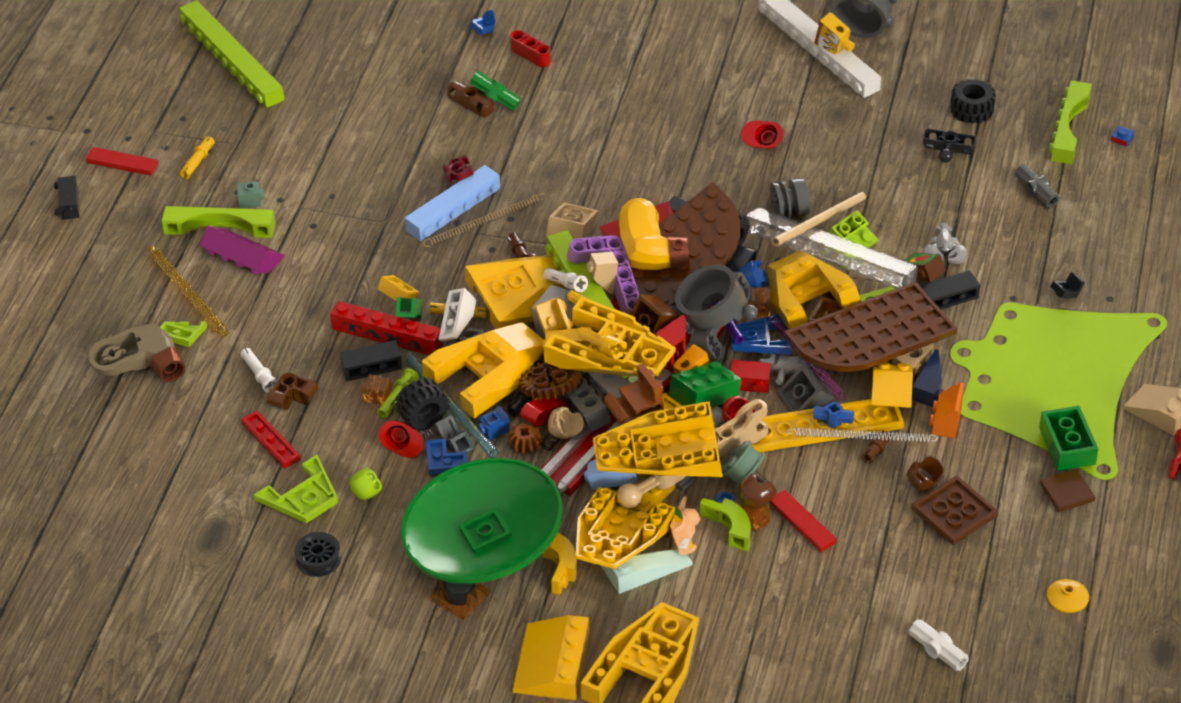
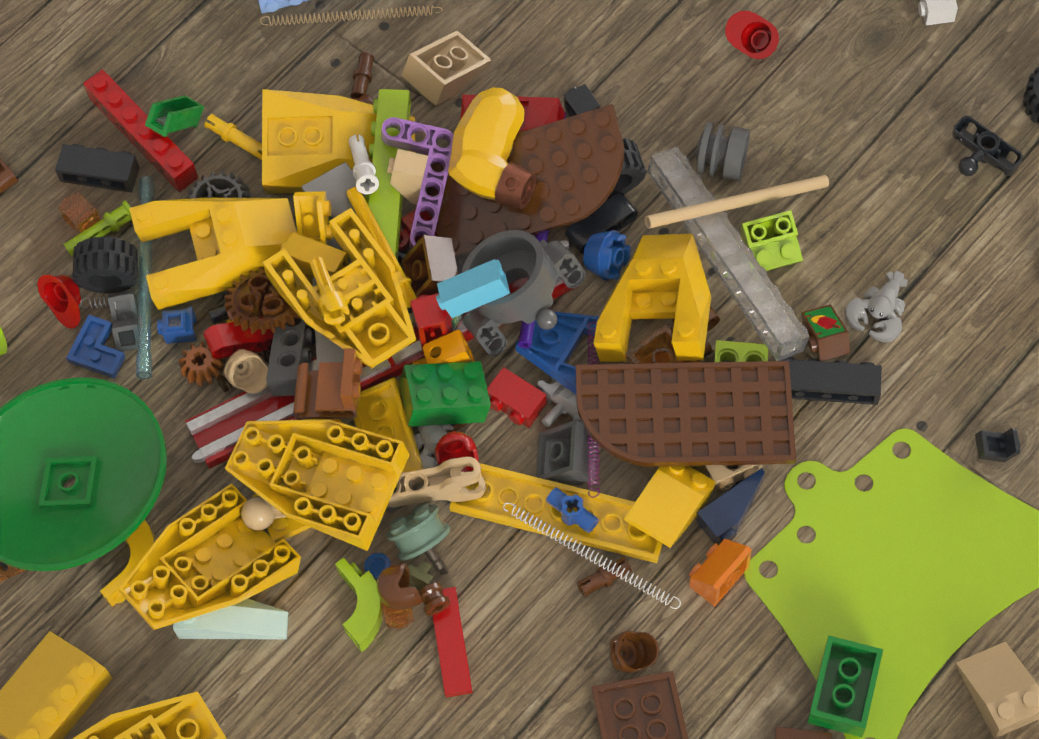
camera: 30 degrees right, 20 degrees up
(396, 288) = (193, 74): yellow slope -> none
(457, 313) = (221, 151): white slope -> none
(683, 528) = (299, 586): light nougat animal -> none
(696, 305) = (472, 288): none -> medium azure brick
(762, 301) = (595, 291): clear orange brick -> none
(781, 497) = (434, 598): none -> reddish brown wheel

